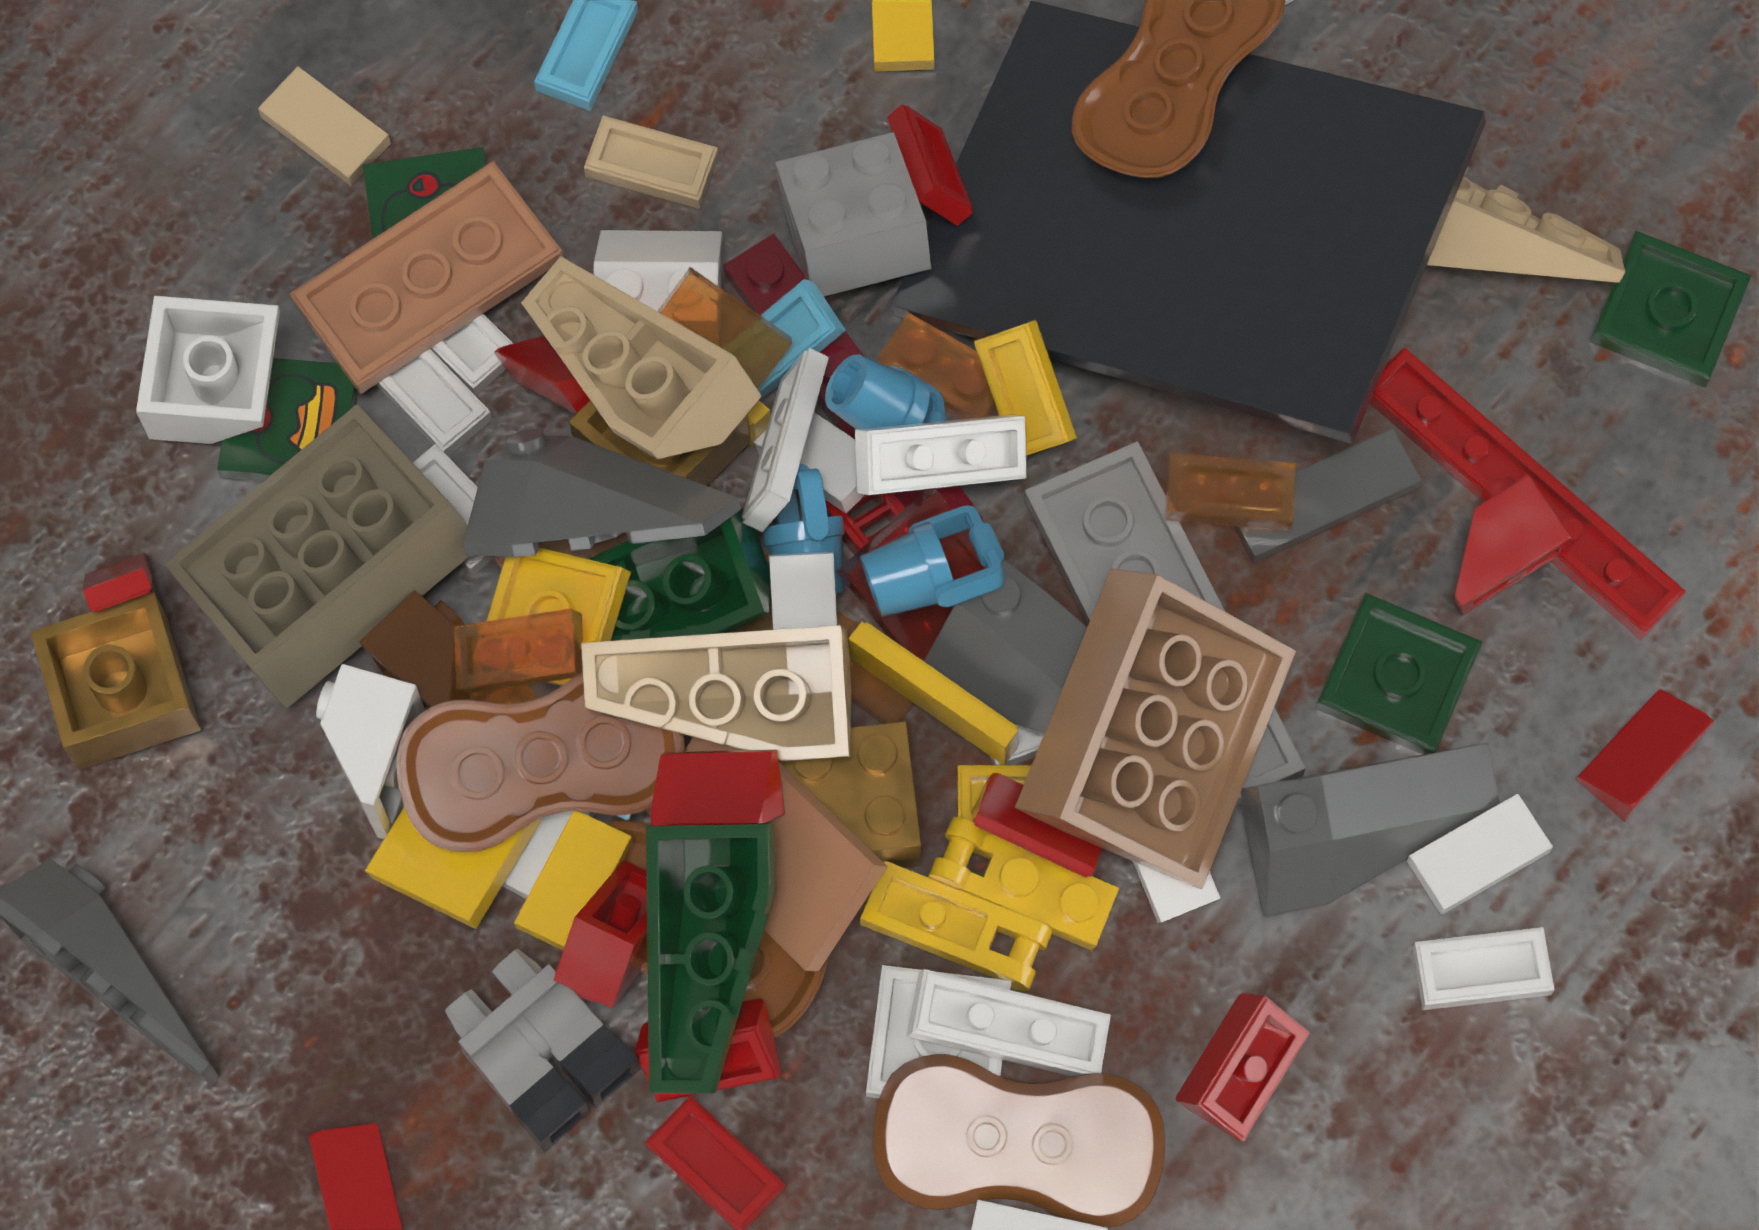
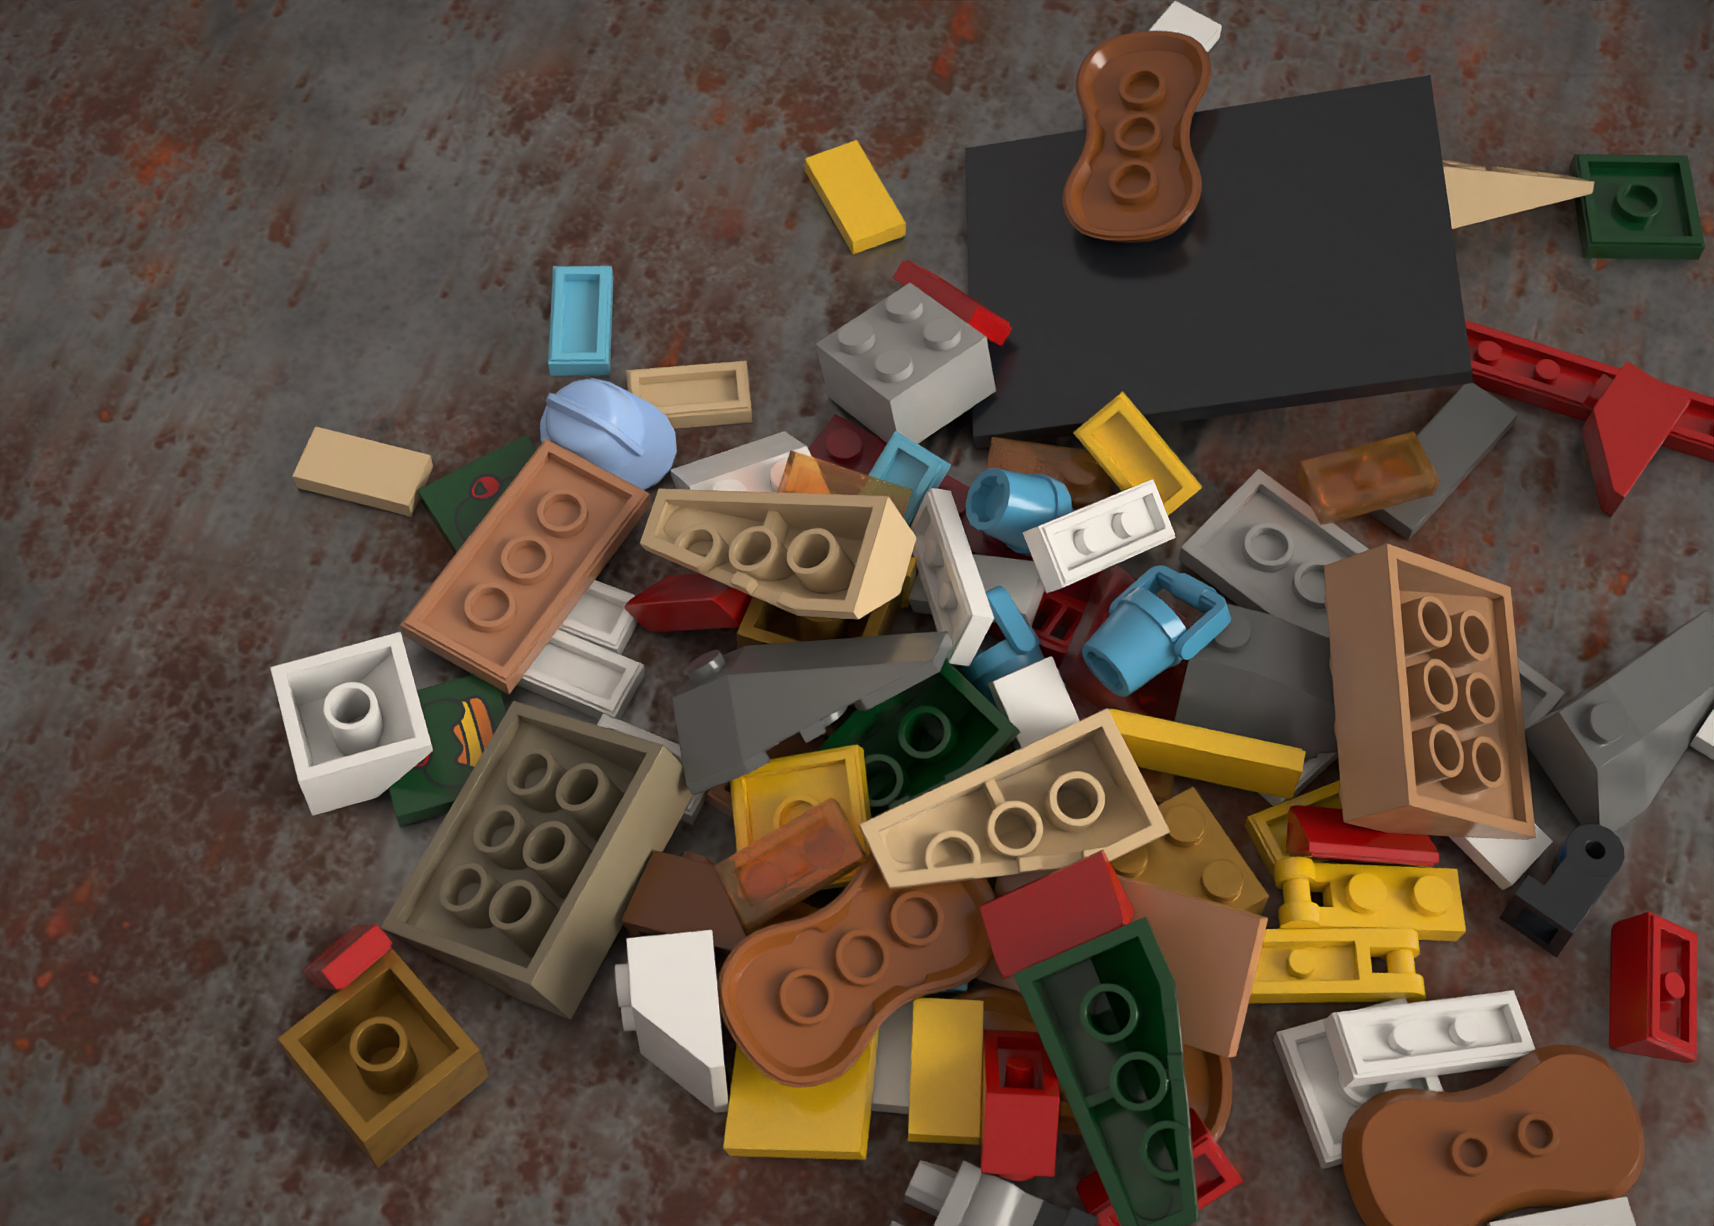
camera: 25 degrees left, 10 degrees down
(559, 174) = (611, 430): none -> light blue piece
(1210, 948) = (1579, 877): none -> black leg
(1398, 675) = (1590, 586): dark green tile -> none

